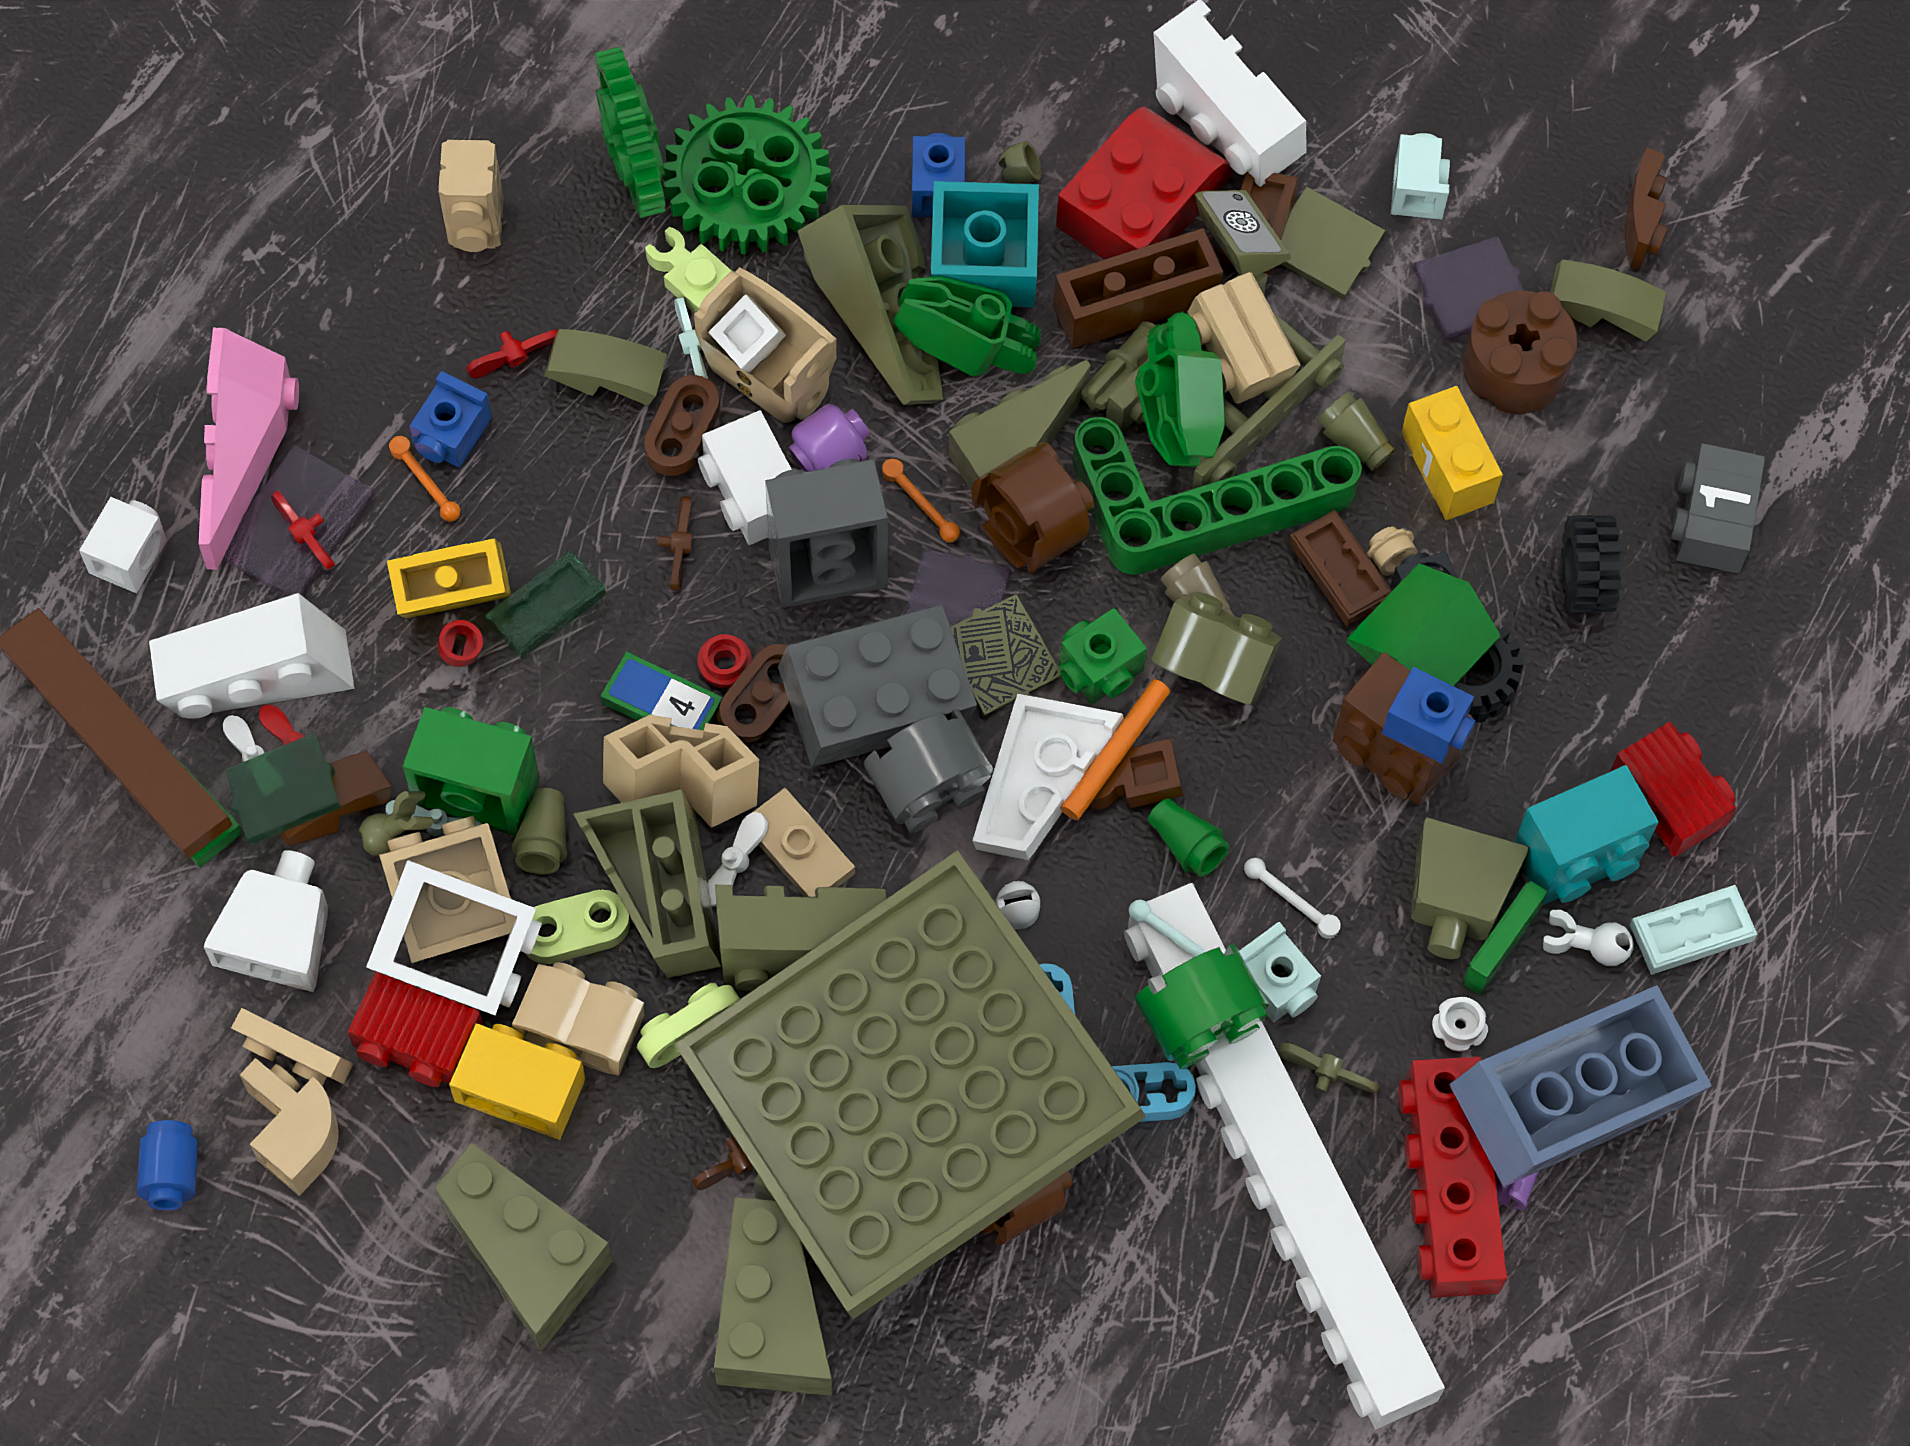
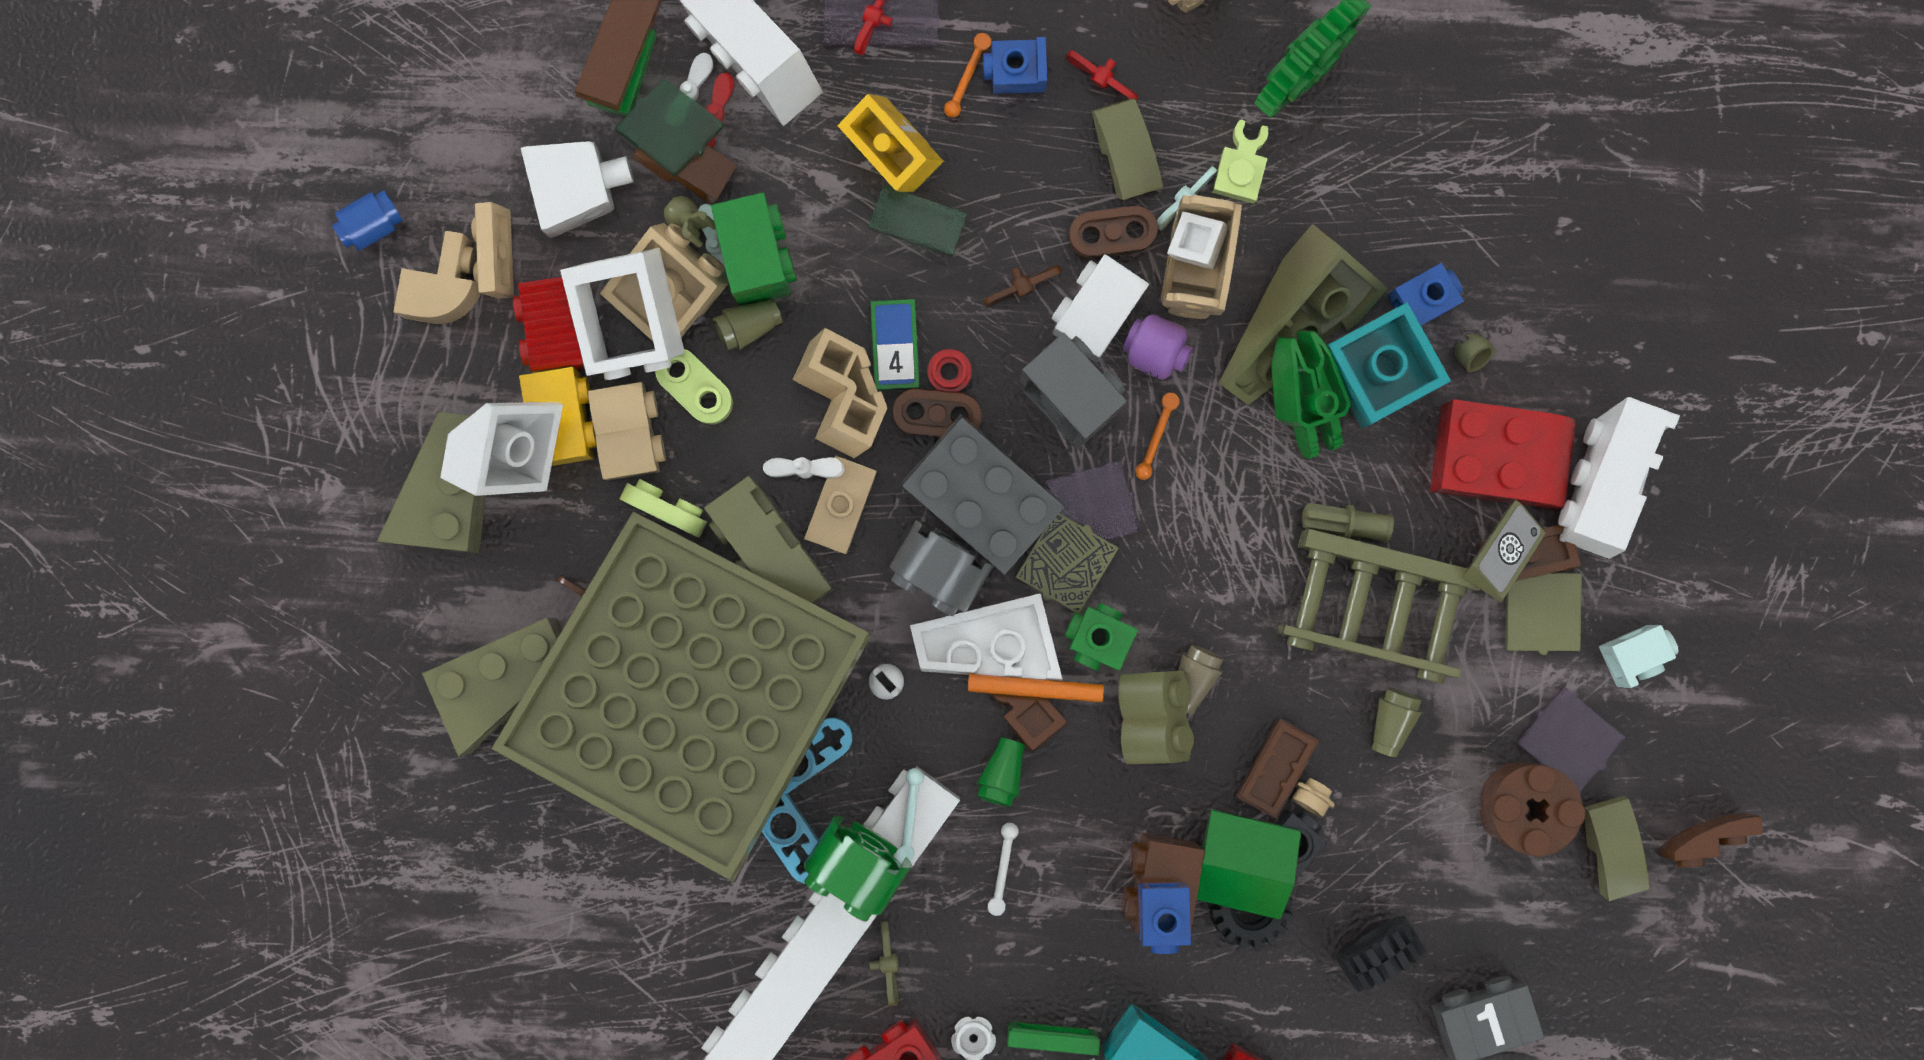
camera: 55 degrees right, 20 degrees up
(471, 648) = (854, 189): red hinge -> none
(521, 1120) = (503, 448): none -> white slope
(660, 874) = (752, 425): olive wedge -> none
(732, 211) = (1382, 149): green gear -> none
(1018, 422) = (1239, 475): olive slope -> none
(1033, 507) = (1188, 524): reddish brown brick -> none
(1135, 287) = (1414, 499): reddish brown brick -> none
(1181, 393) = (1336, 584): green hinge -> none
(1204, 504) = (1265, 645): green beam -> none
(1245, 336) = (1409, 603): tan brick -> none
(1286, 994) = (939, 877): light aqua brick -> none
(1451, 453) = (1416, 801): yellow brick -> none
(1461, 883) = (1075, 987): olive torso -> none

